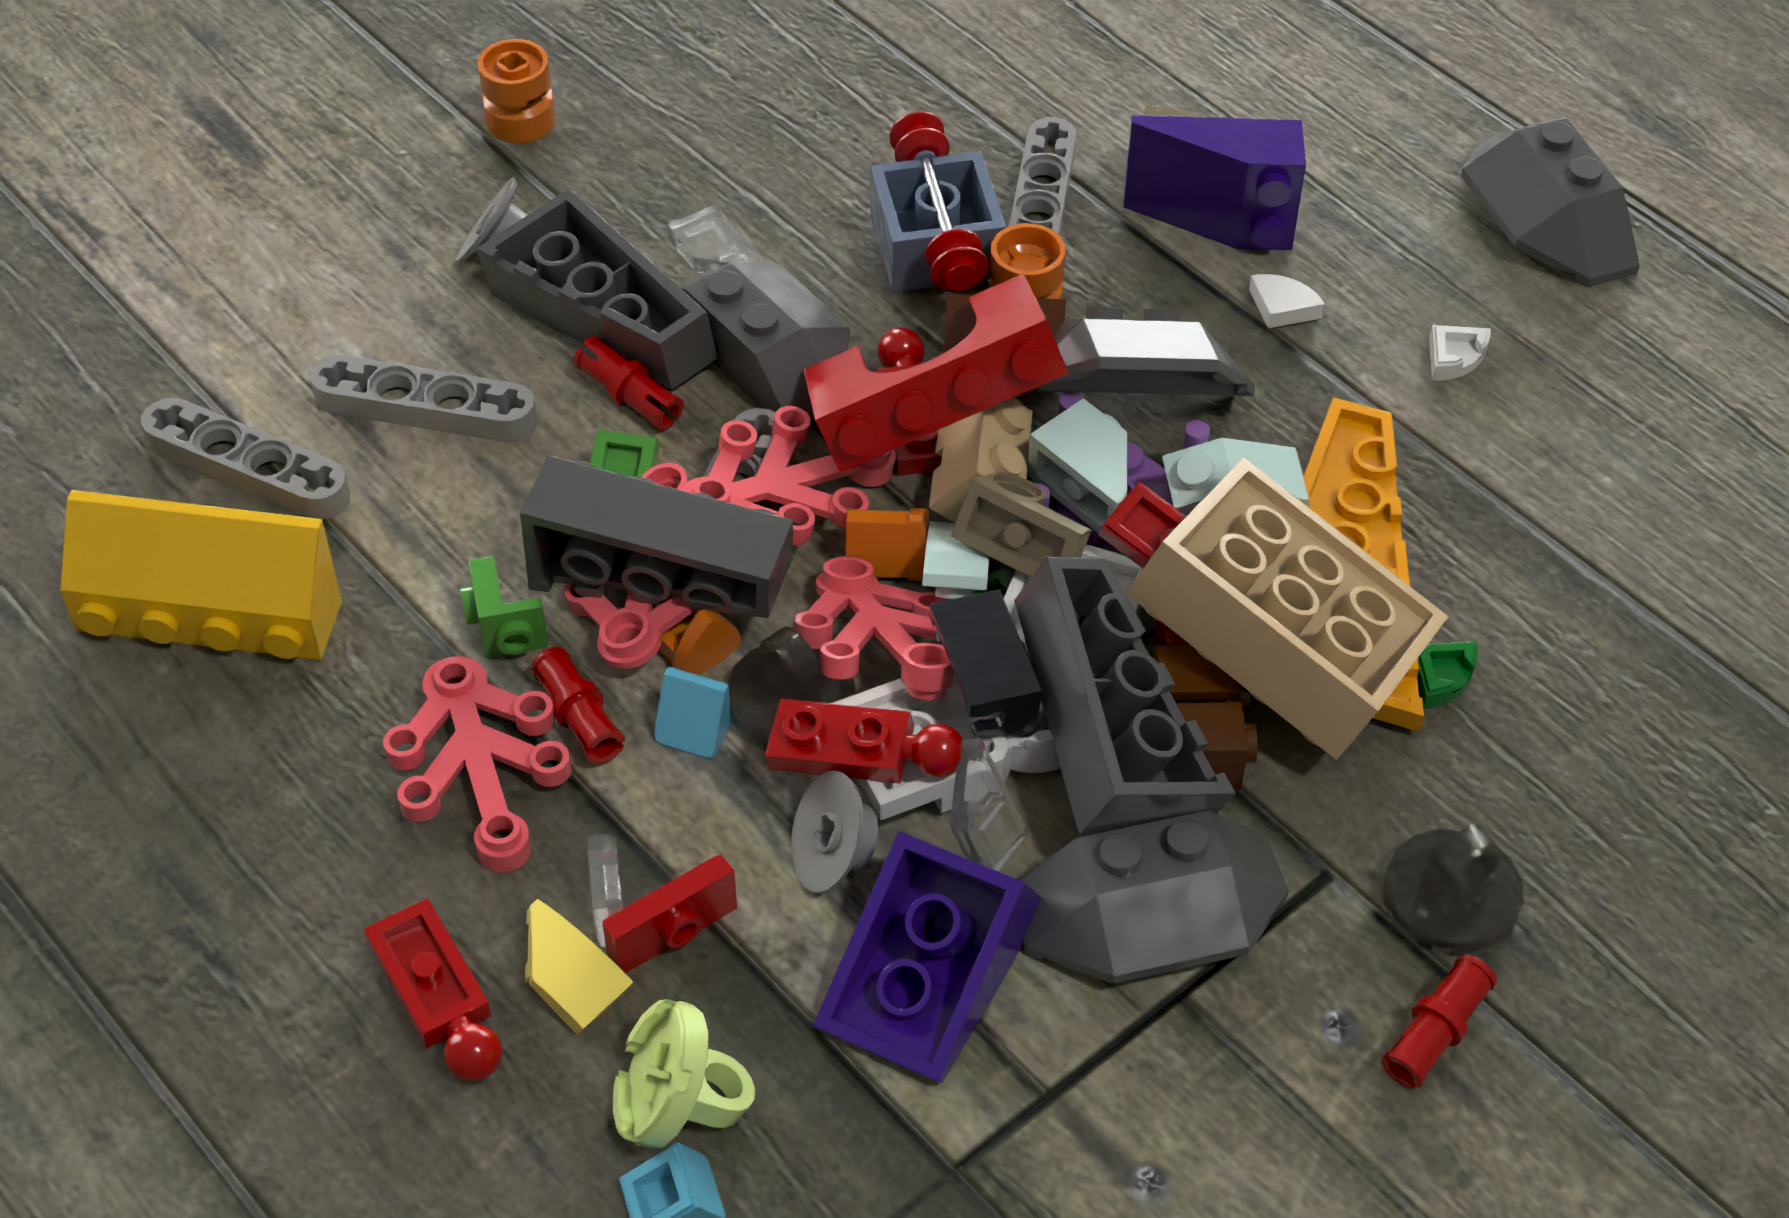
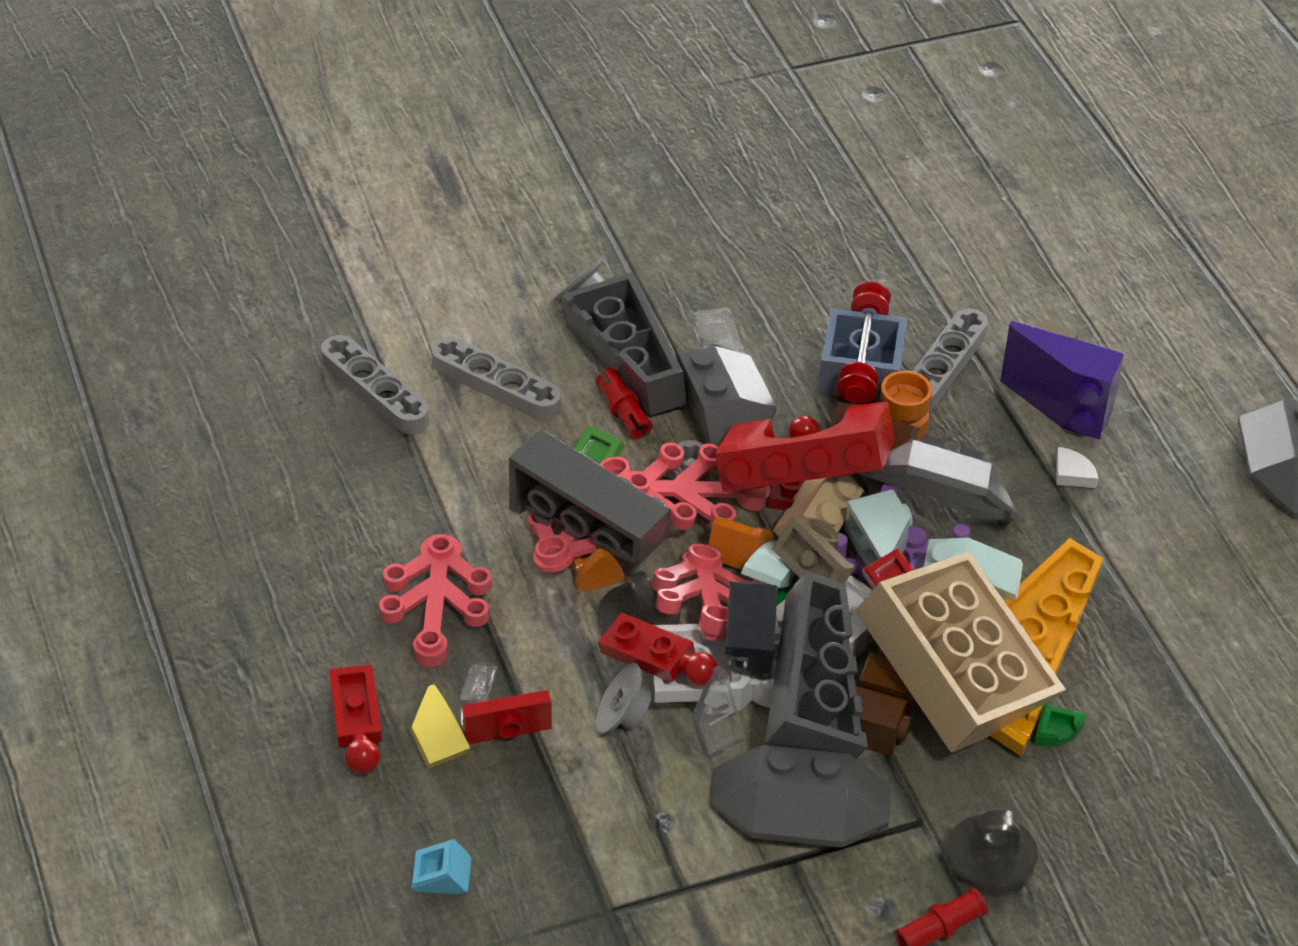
camera: 20 degrees right, 5 degrees down
(198, 575) = (317, 444): yellow slope -> none
(504, 627) = (482, 524): bright green bracket -> none
(516, 90) = (633, 201): orange wheel -> none
(578, 705) = (507, 584): red pin -> none
(671, 1078) = (468, 804): yellowish green tile -> none
(692, 713) = (573, 609): medium azure slope -> none
(926, 956) = (647, 786): dark purple slope -> none
(1456, 350) = (1176, 534): white tile -> none

